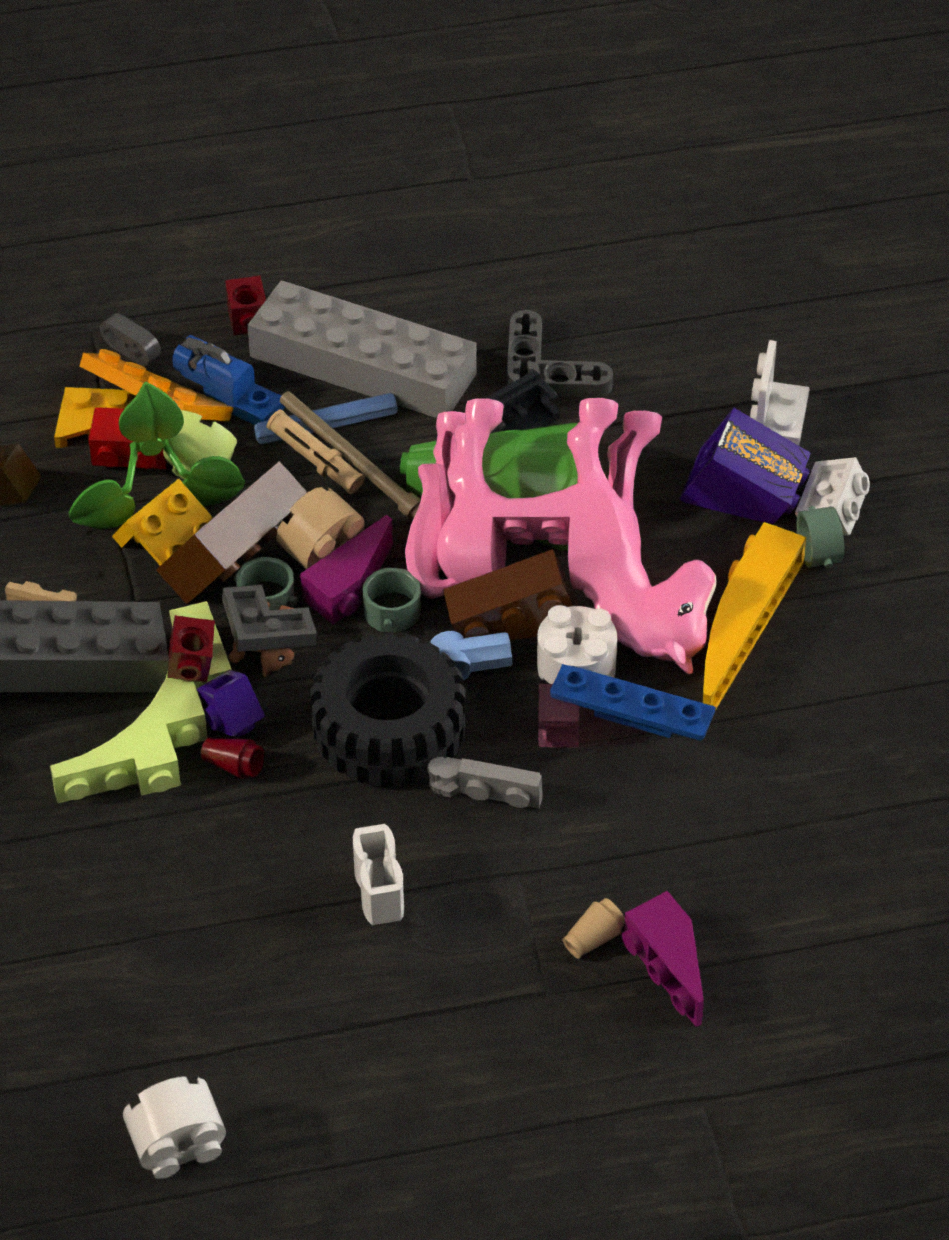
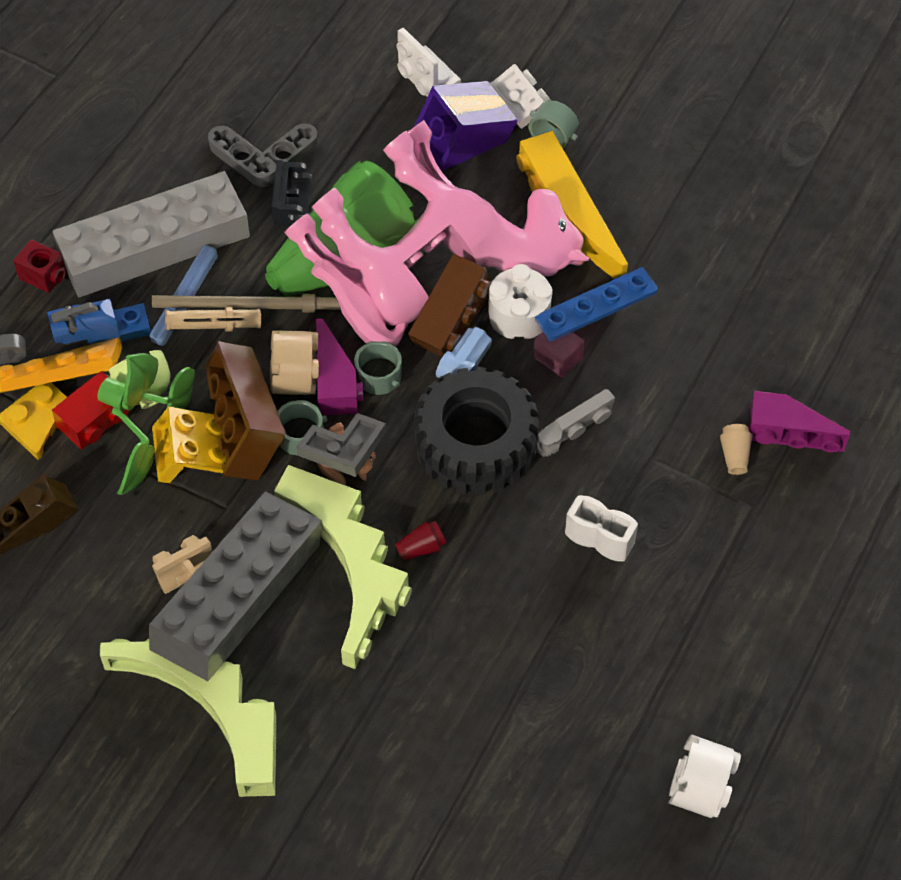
camera: 50 degrees left, 10 degrees up
(191, 649) = (334, 500): dark red brick -> none
(230, 704) = (385, 510): dark purple brick -> none

